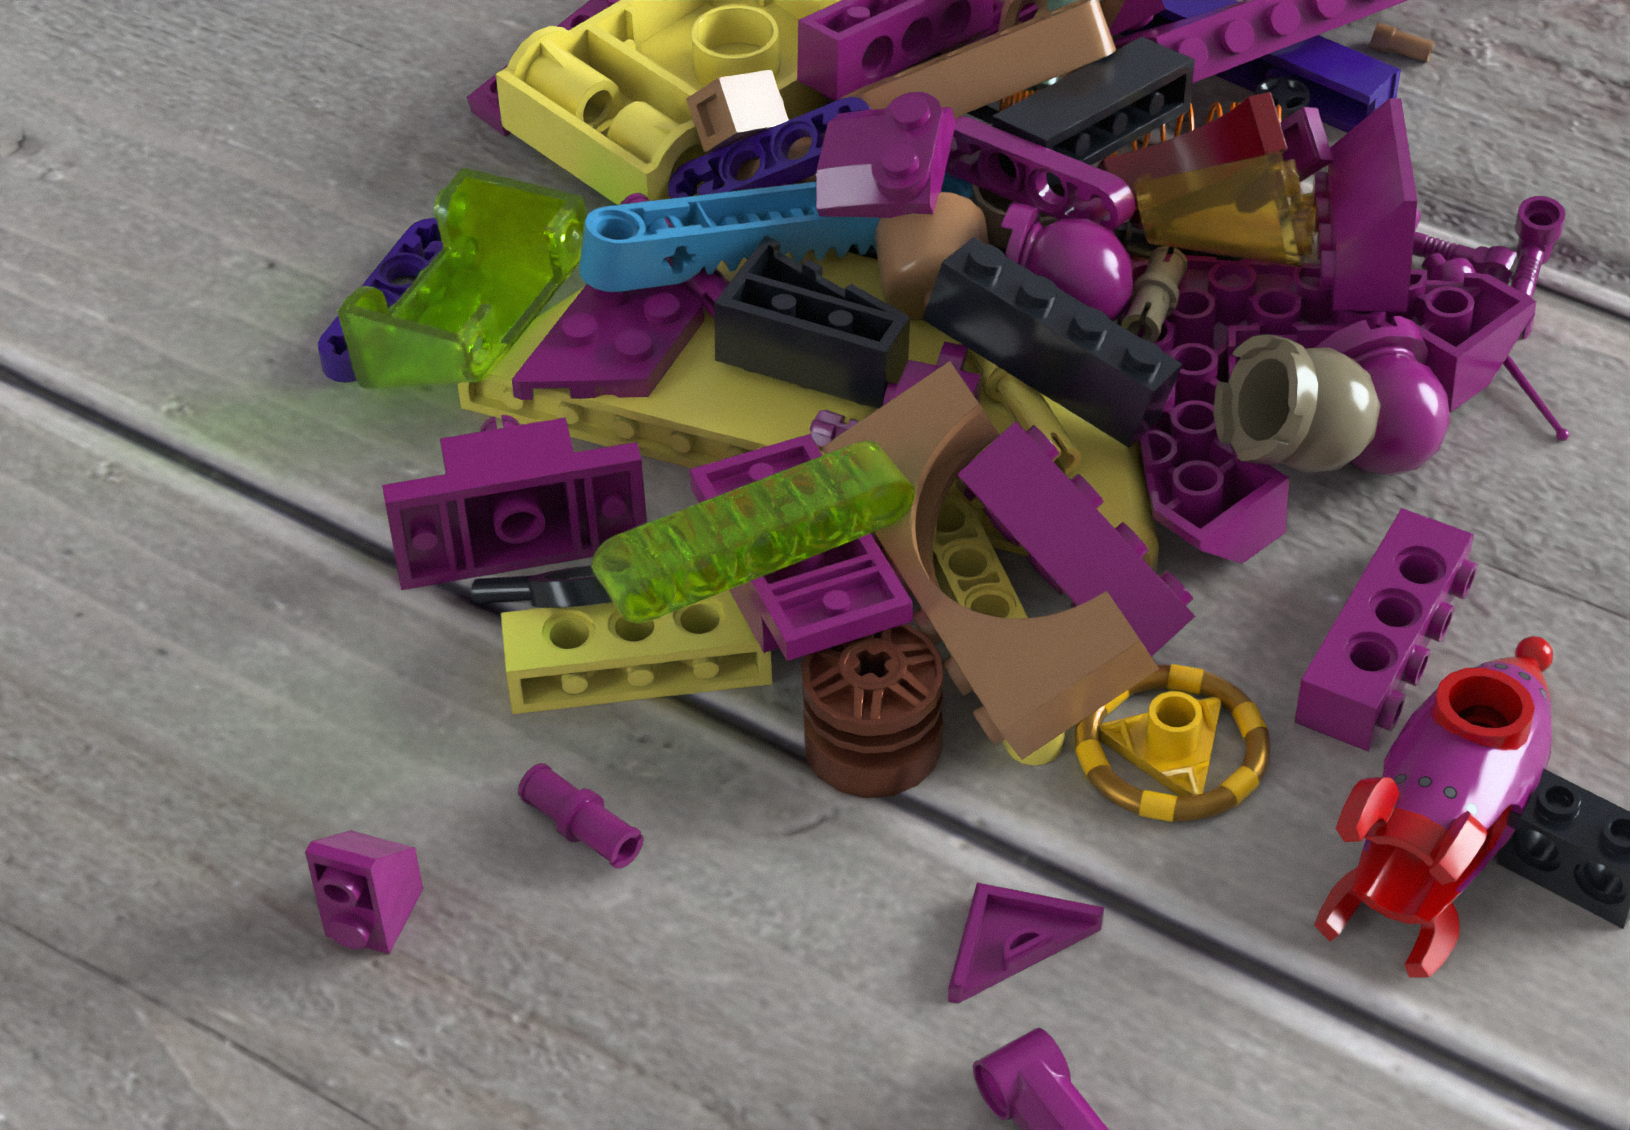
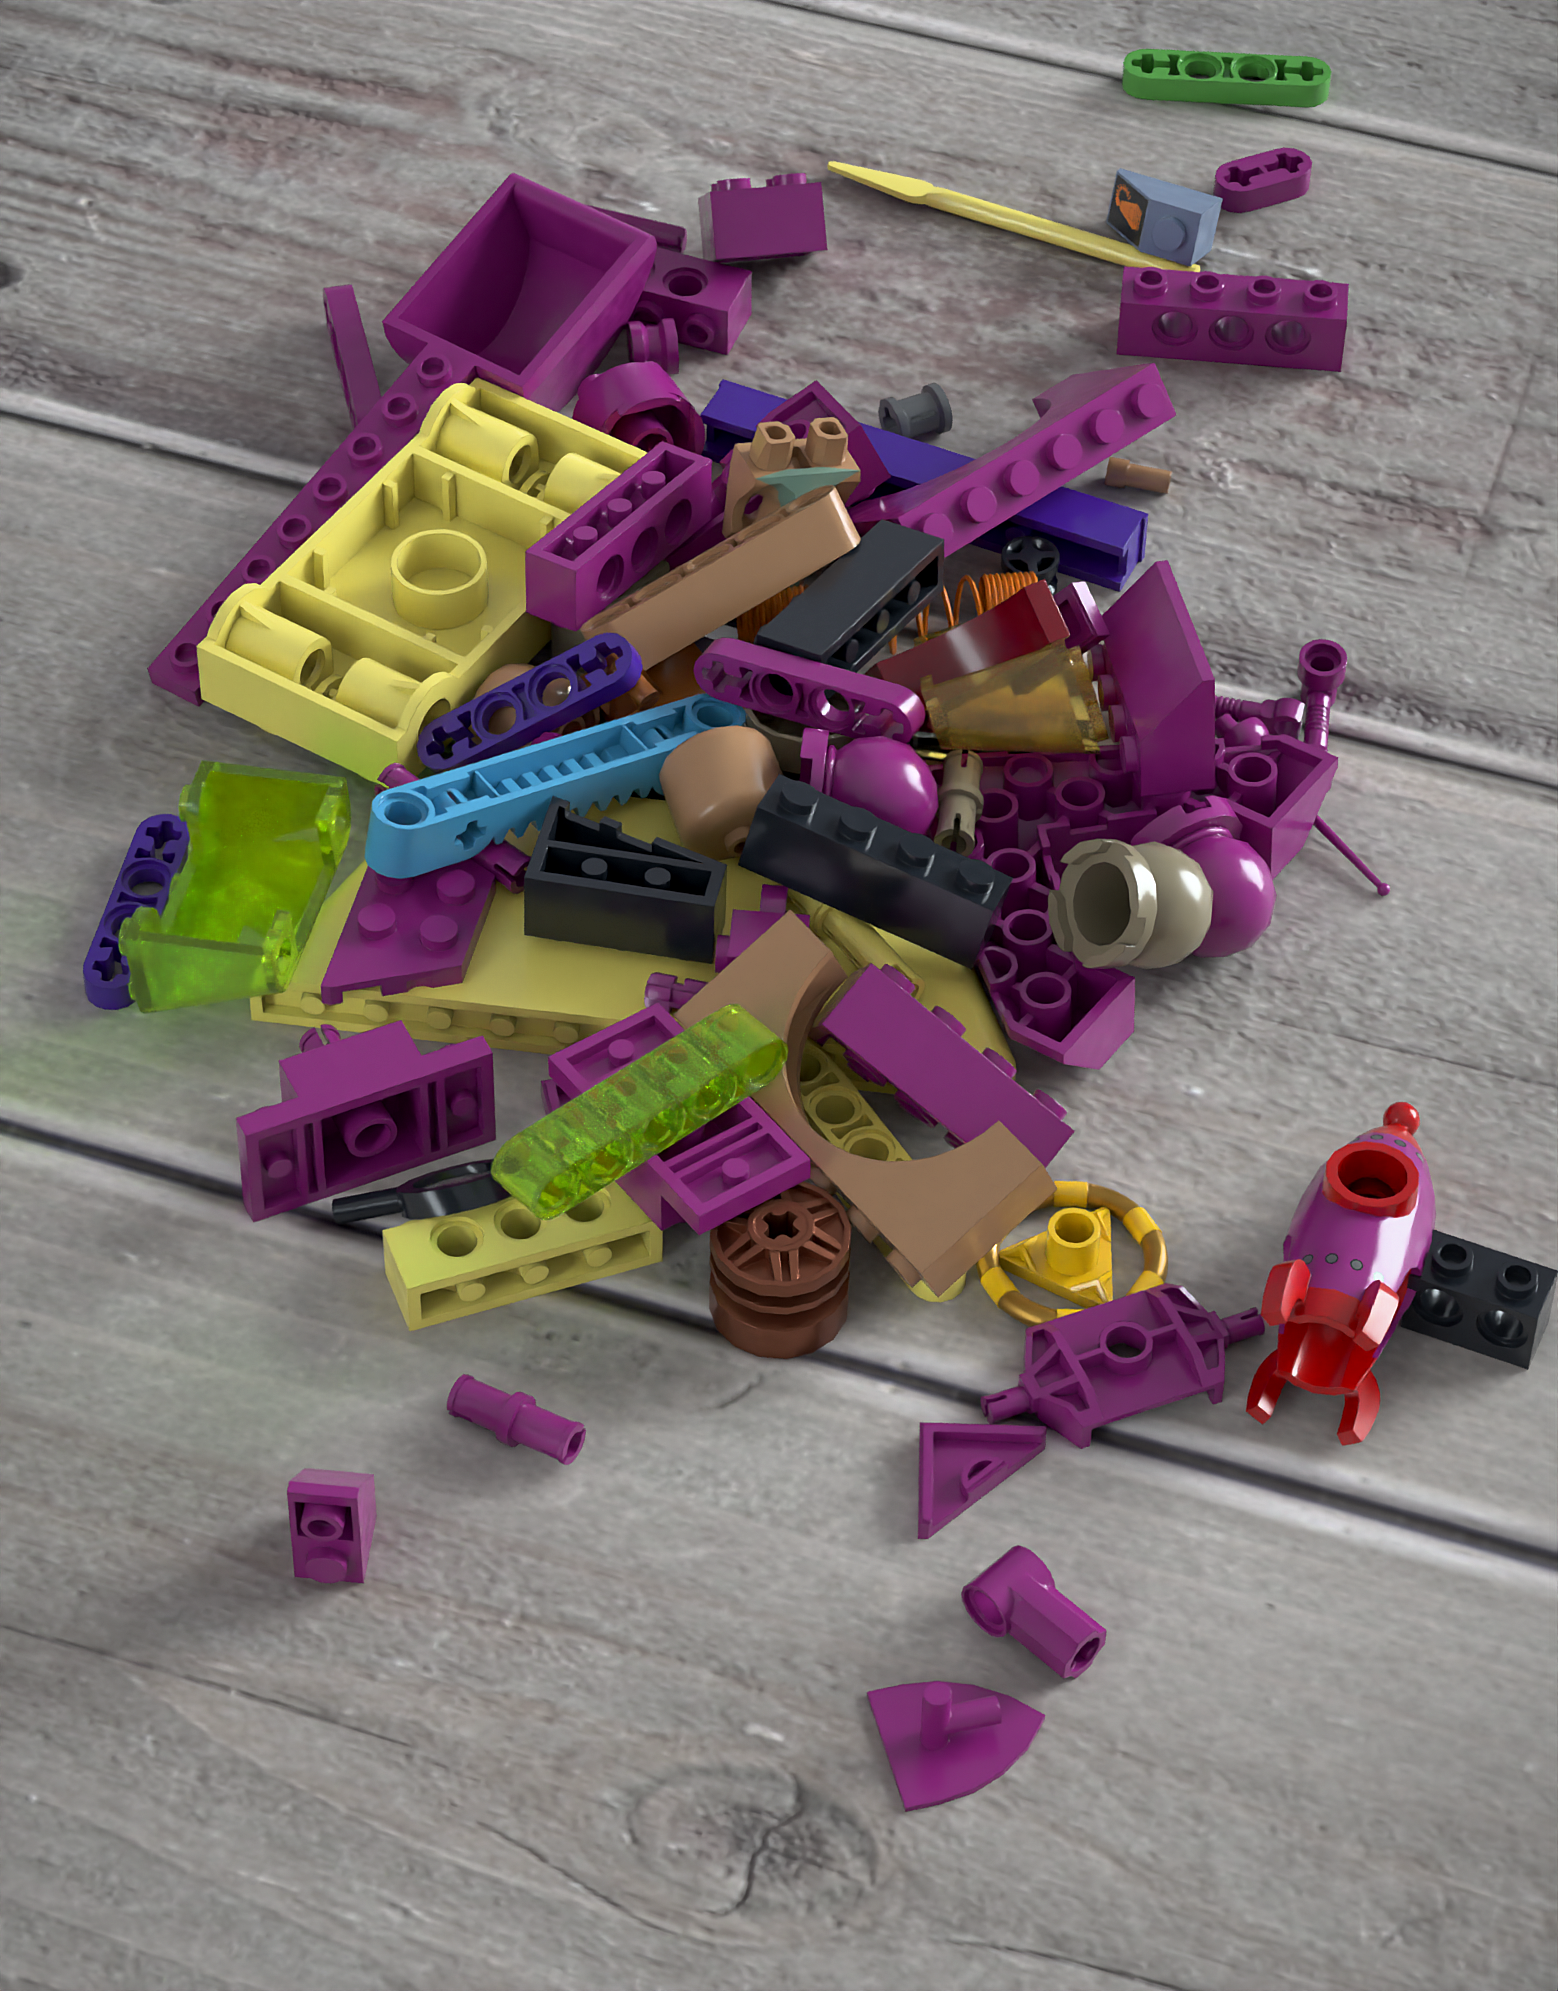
camera: 15 degrees left, 0 degrees up
(736, 108) = (481, 659): brick -> none
(885, 159) = (662, 699): magenta slope -> none
(1151, 872) = (1081, 1385): none -> magenta plate
(1385, 629) = (1254, 1116): magenta brick -> none

